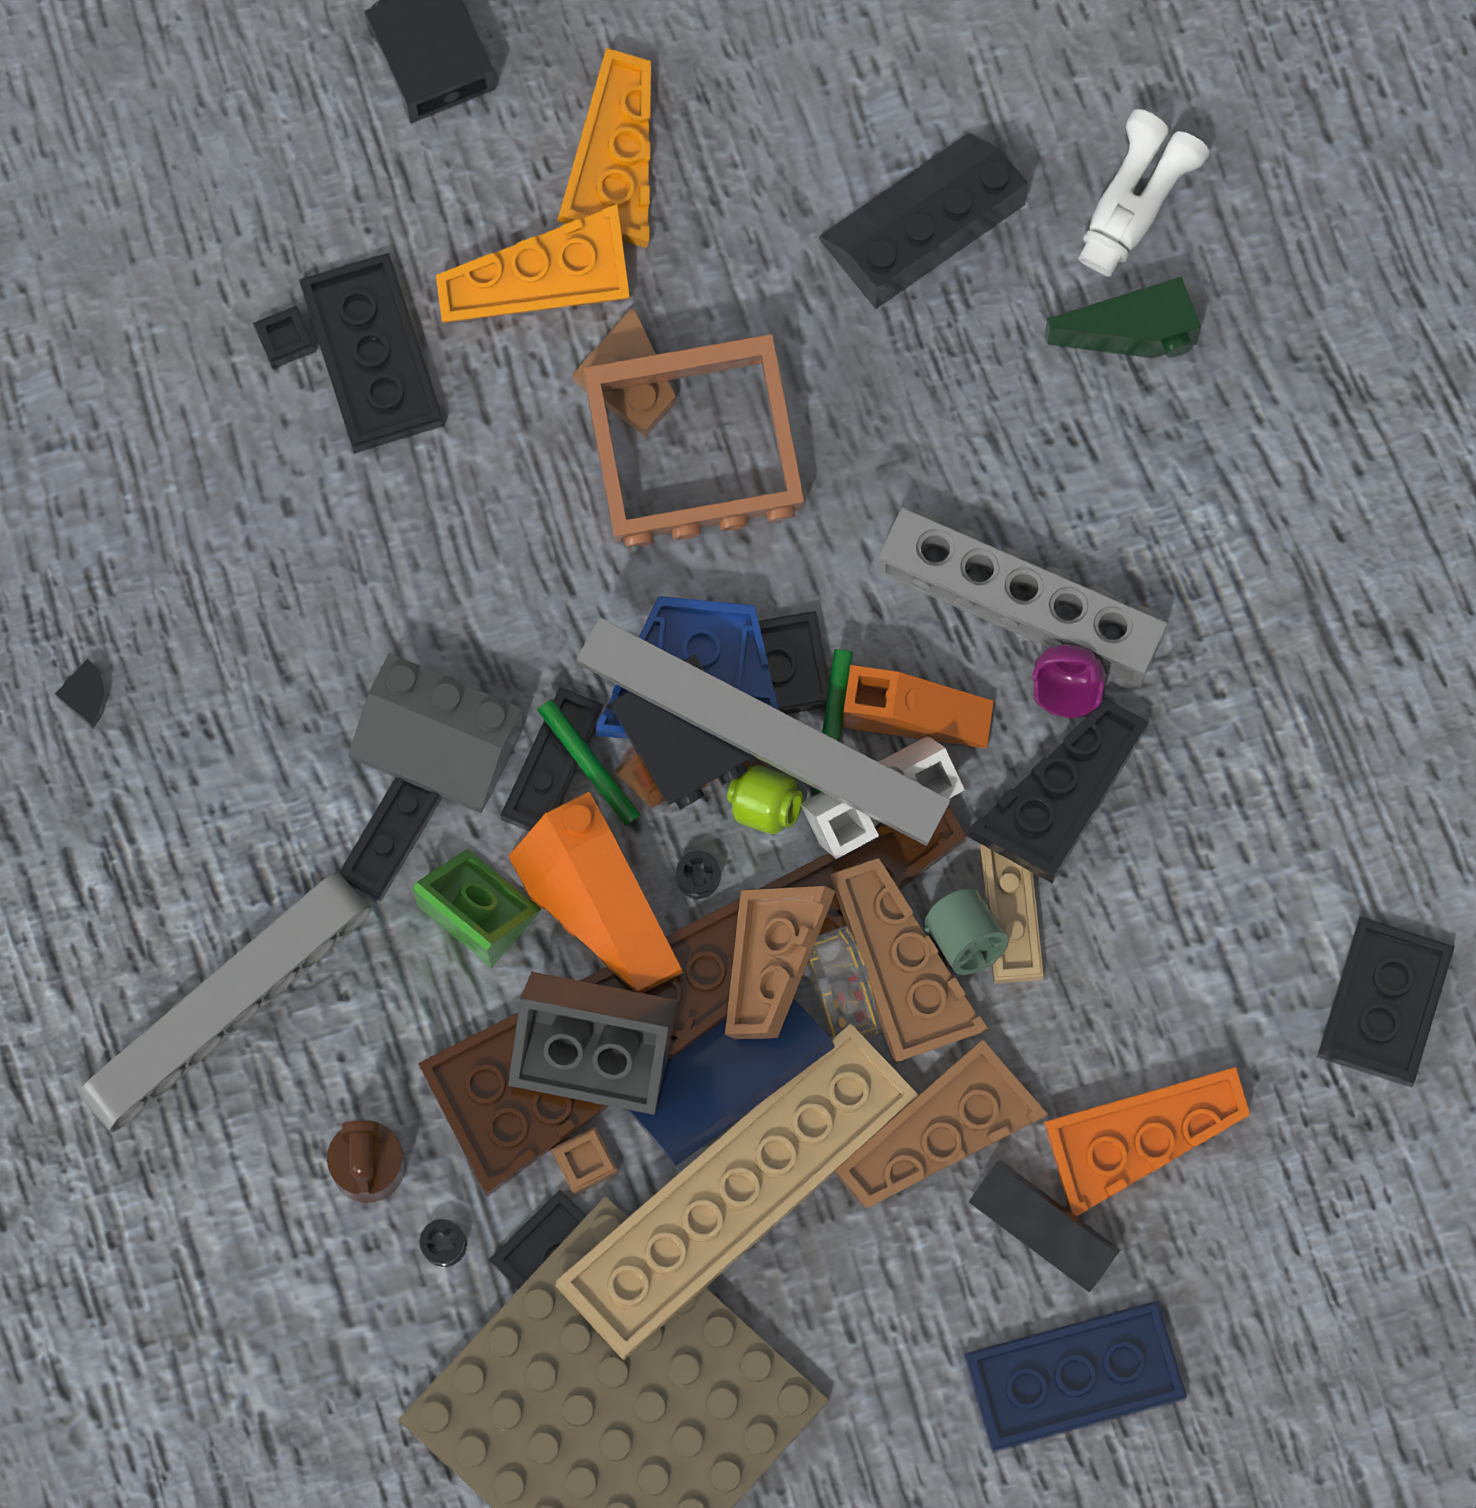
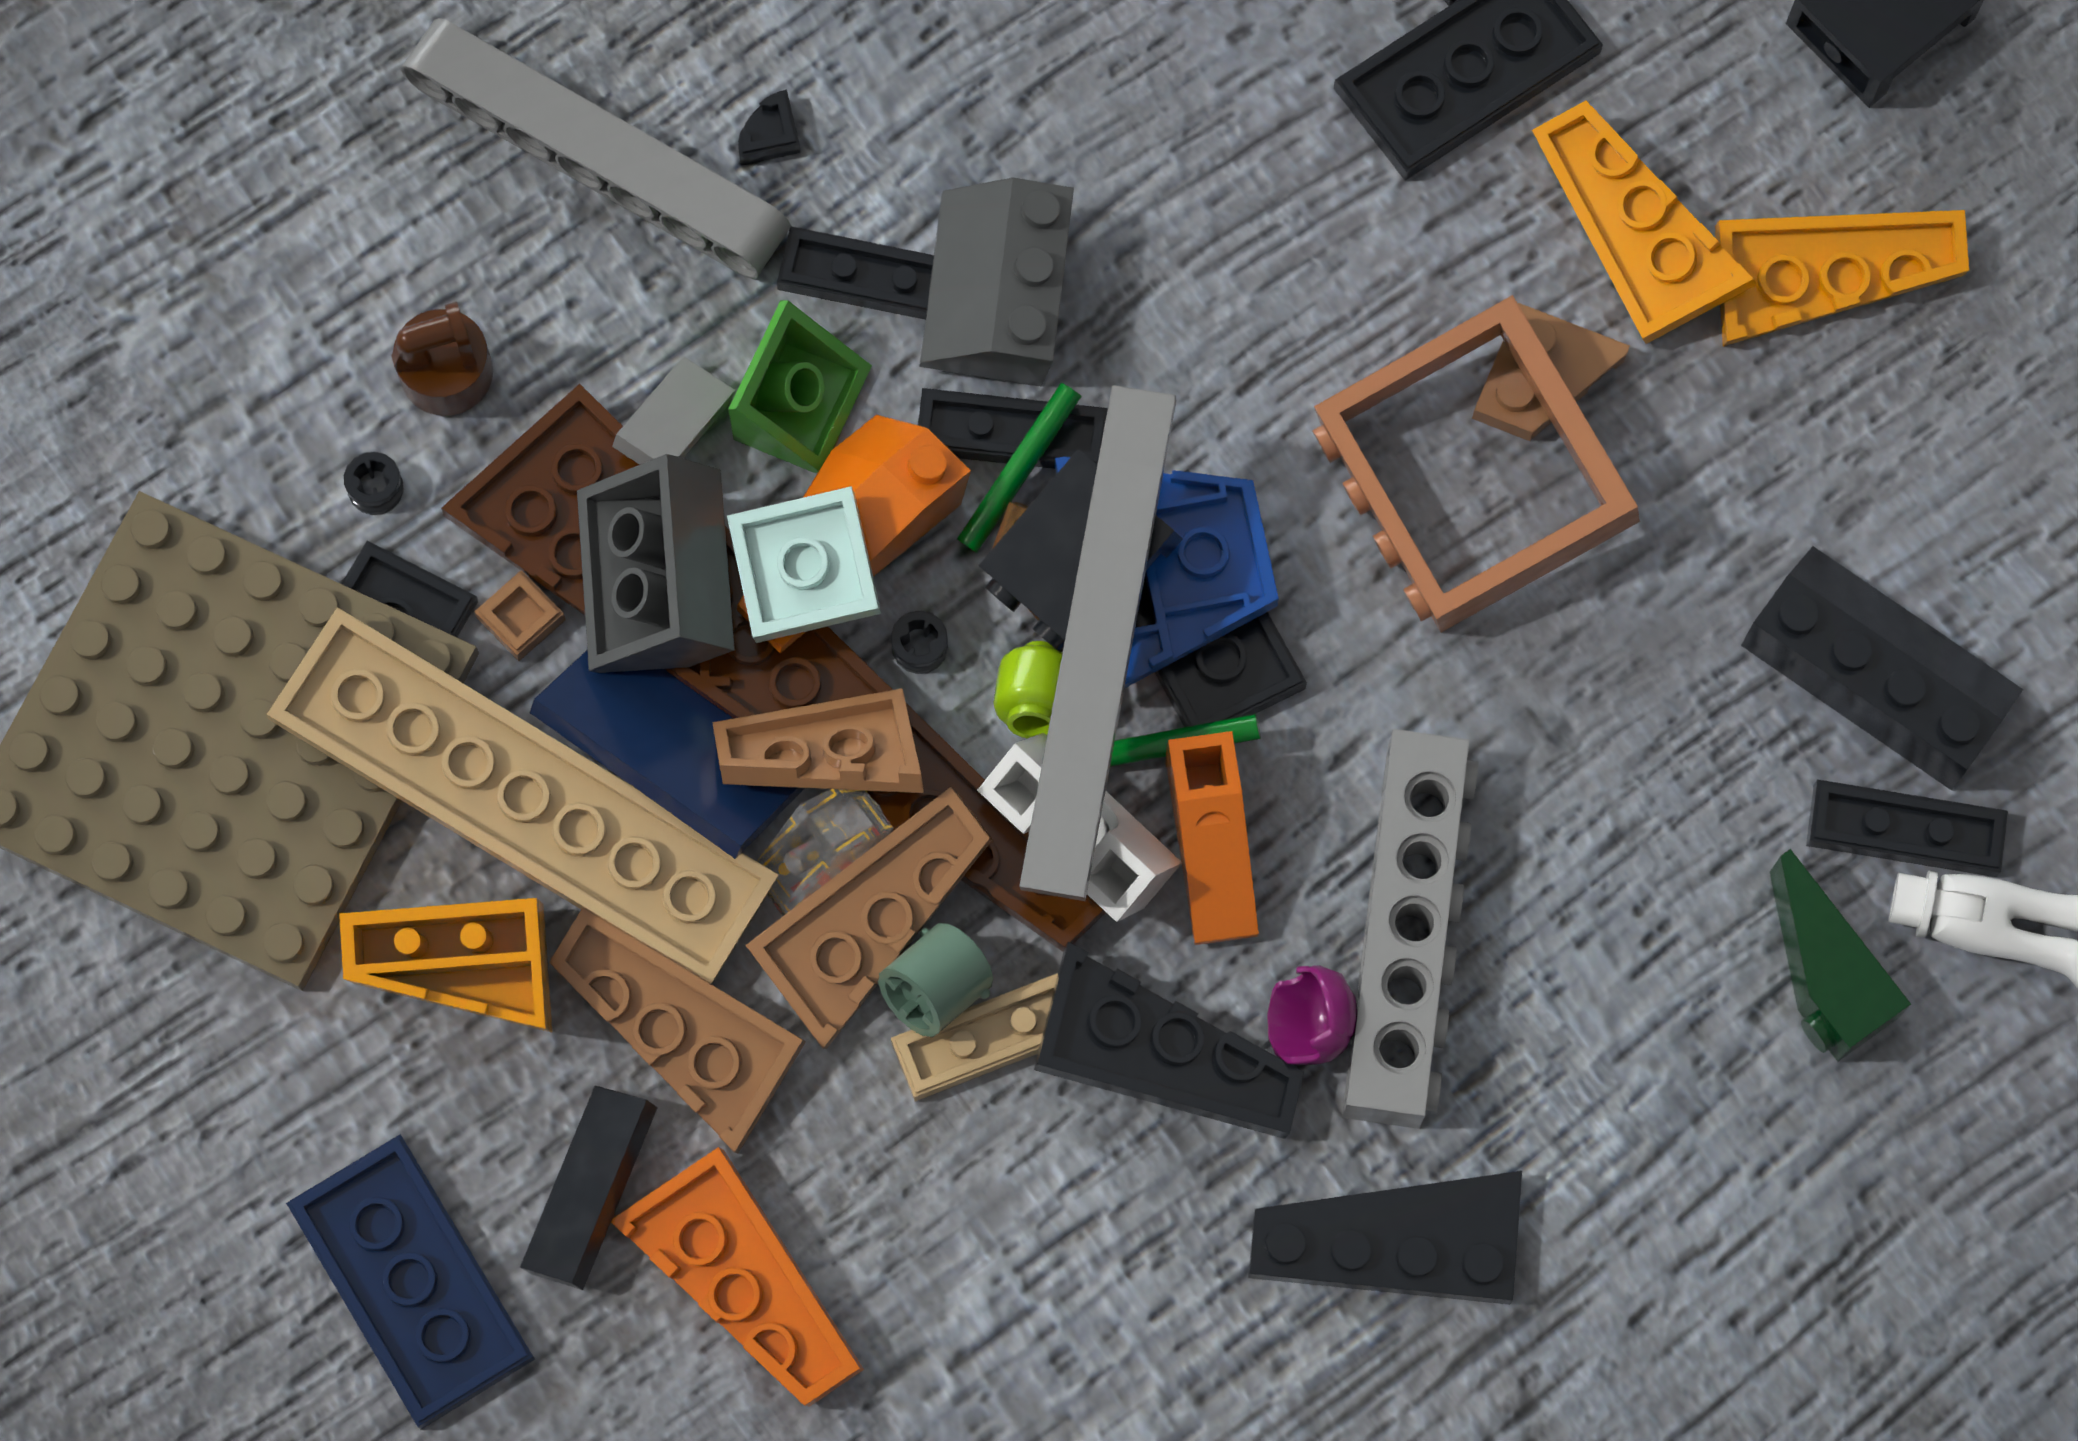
camera: 70 degrees right, 0 degrees up
(251, 869) = (769, 131): none -> black tile
(468, 1001) = (674, 414): none -> light grey tile
(629, 929) = (803, 564): none -> light aqua plate
(845, 1271) = (456, 956): none -> light orange wedge
(1045, 242) = (1907, 828): none -> black tile
(1243, 667) = (1409, 1240): none -> black wing

